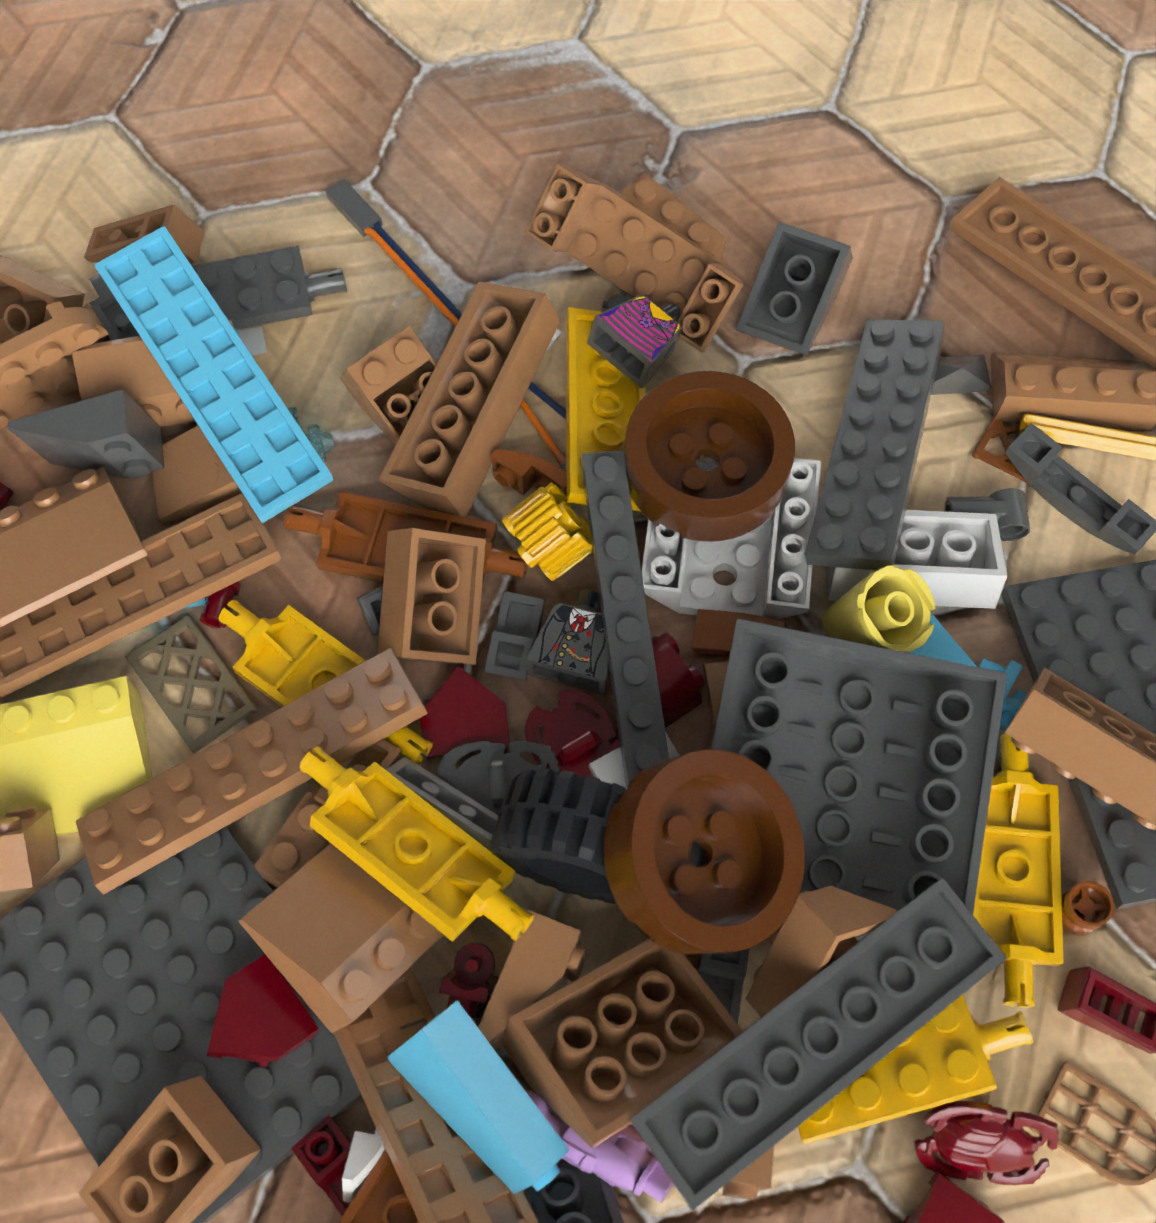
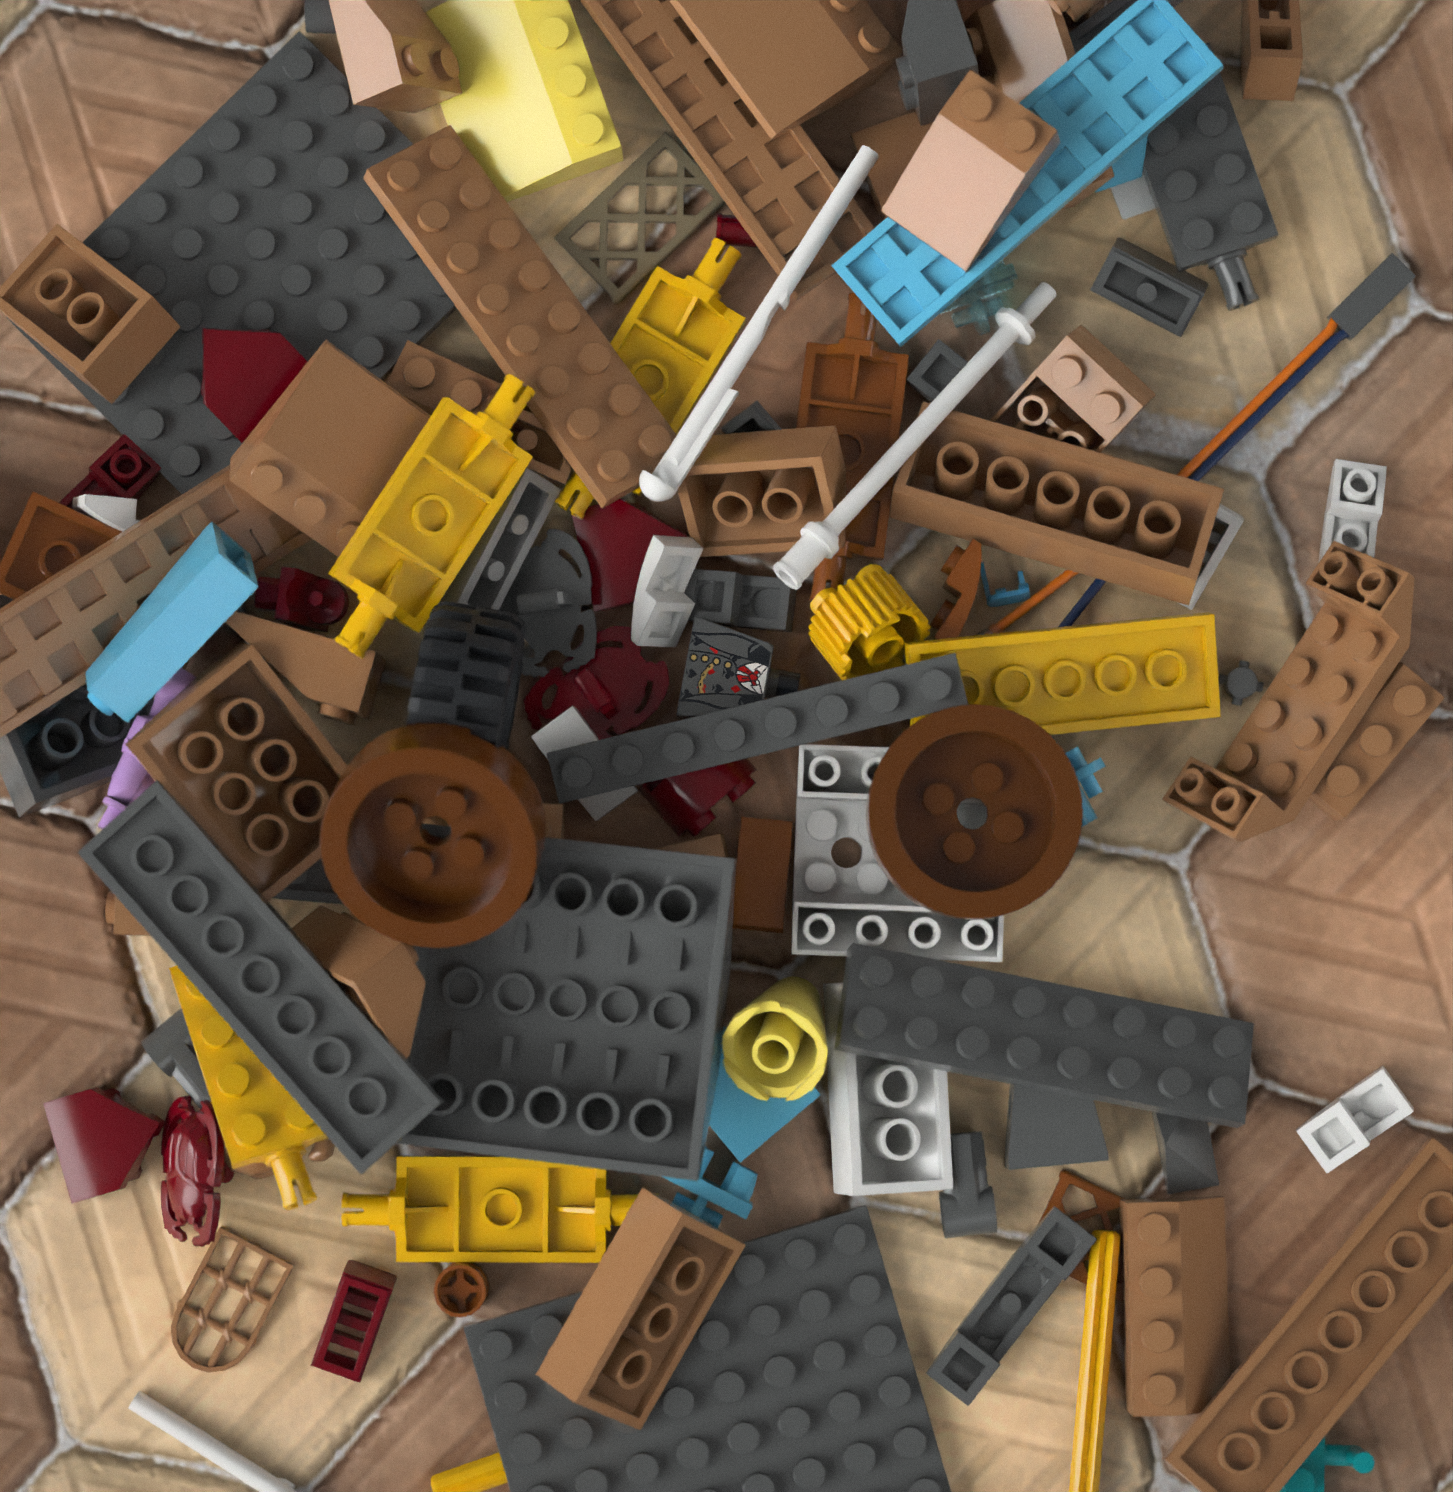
camera: 85 degrees right, 20 degrees up
(203, 396) = (970, 170): none -> slope
(320, 337) = (1149, 286): none -> dark grey slope
(359, 472) = (936, 370): none -> dark grey plate
(369, 628) = (719, 396): none -> white bar
(478, 541) = (821, 538): none -> white bar
(501, 231) = (1353, 506): none -> white slope
(511, 690) = (660, 600): none -> white slope
(533, 436) = (1002, 597): none -> dark azure piece
(636, 337) = (1168, 712): dark grey torso -> none
(795, 288) = (1288, 921): dark grey slope -> none
(874, 1147) = (175, 1055): none -> dark grey piece
(938, 273) = (1354, 1119): none -> white slope
(948, 453) = (1051, 1130): none -> dark grey torso

